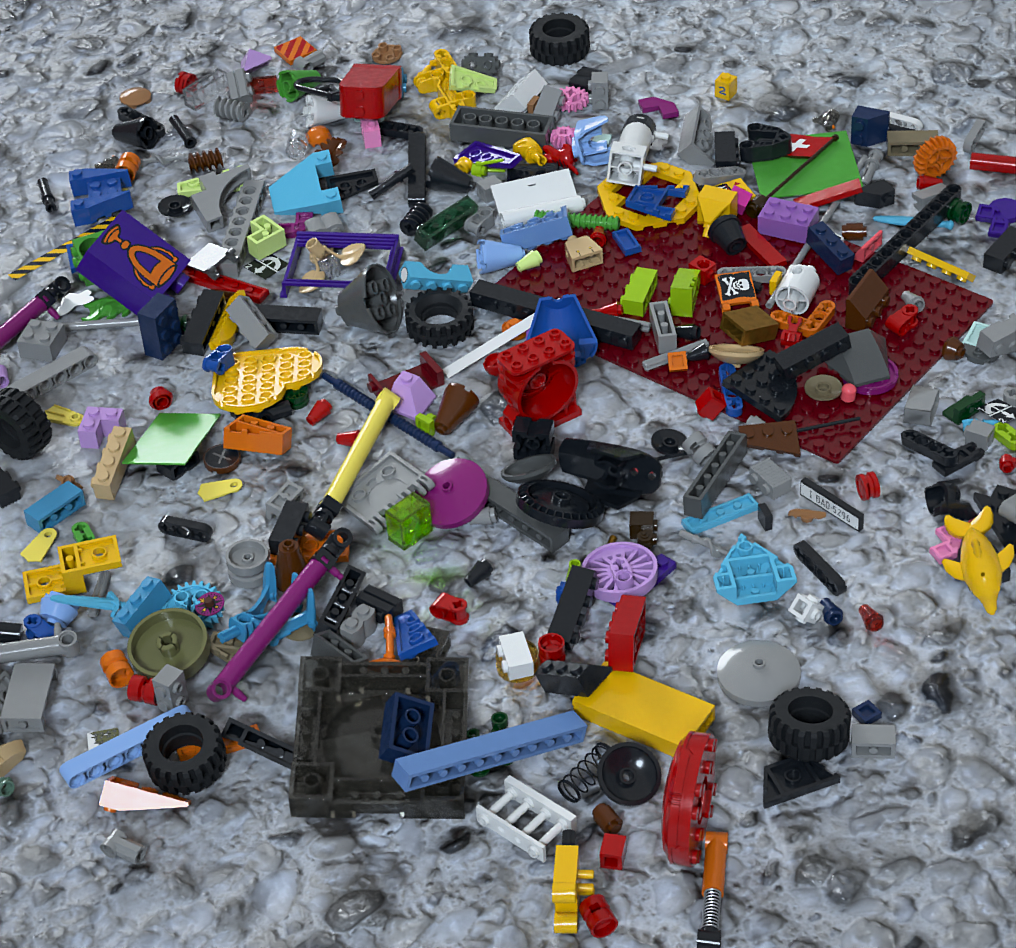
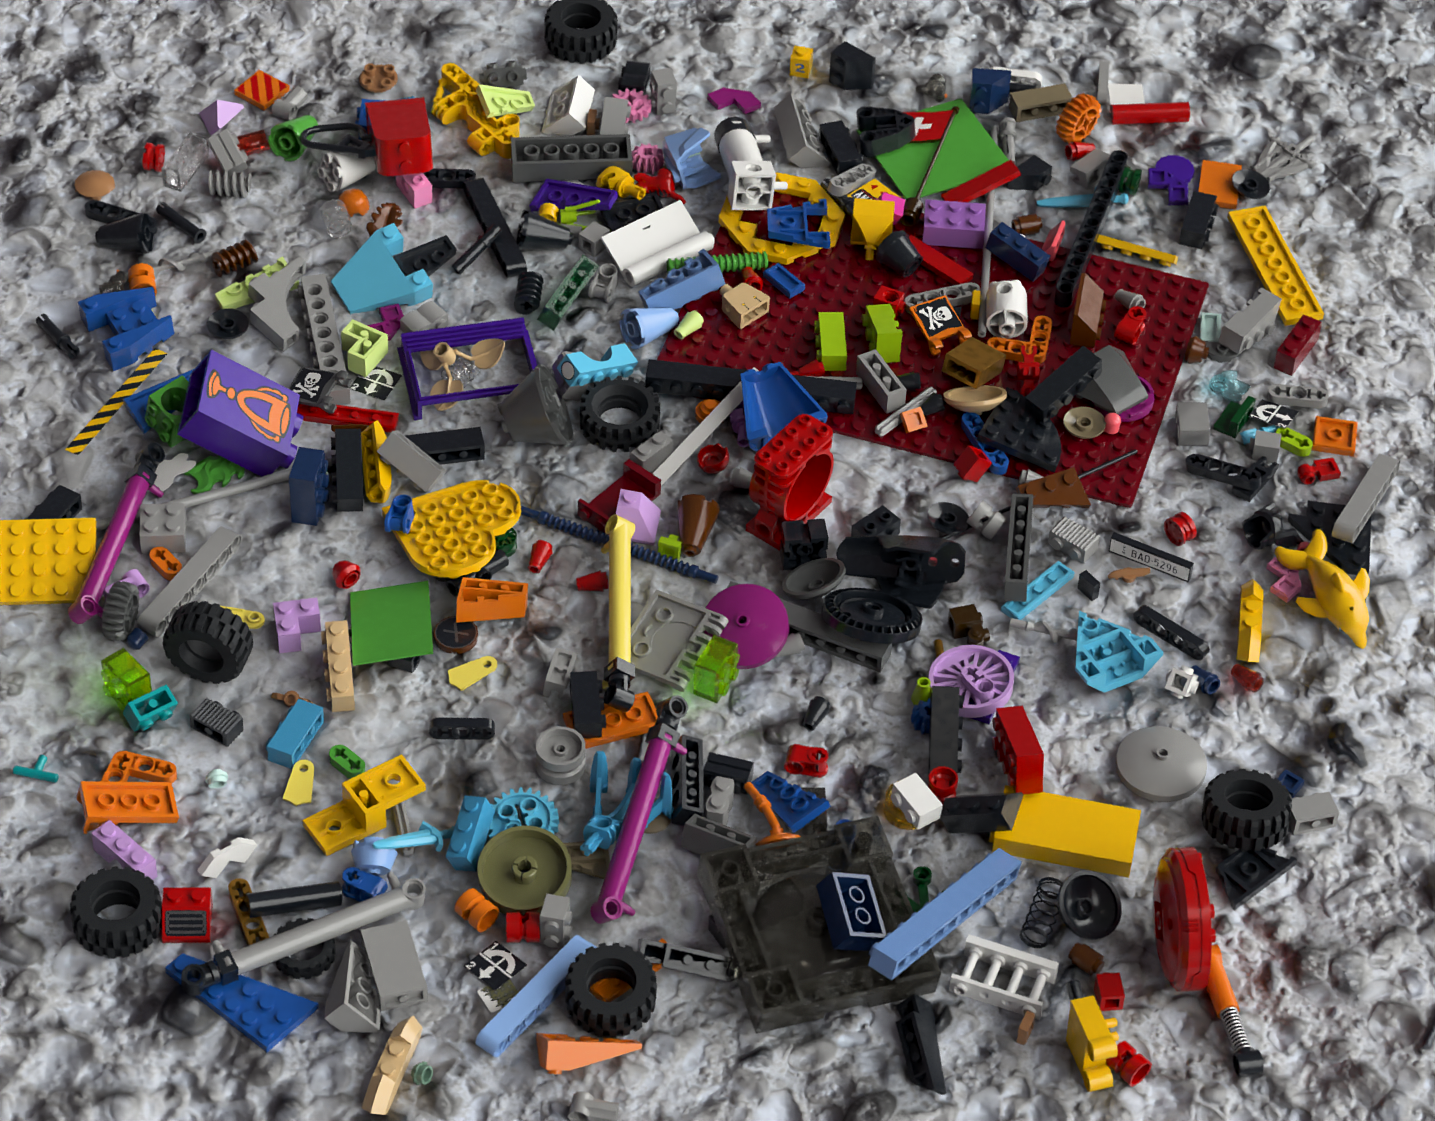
camera: 25 degrees left, 5 degrees up
(29, 367) = (162, 565): none -> orange beam
(112, 716) = (495, 965): none -> black sticker
(210, 604) = (545, 812): piece -> none
(289, 560) = (617, 748): reddish brown cone -> none
(427, 857) = (920, 1043): none -> black wedge
(448, 350) = (652, 451): none -> light grey brick
(523, 865) = (1025, 1028): none -> medium nougat tile
(607, 433) = (878, 522): none -> black brick
(762, 95) = (851, 68): none -> black slope
(896, 572) = (1250, 622): none -> yellow brick
(971, 382) = (1229, 385): none -> clear light blue plate
(993, 147) = (1126, 94): none -> white sticker

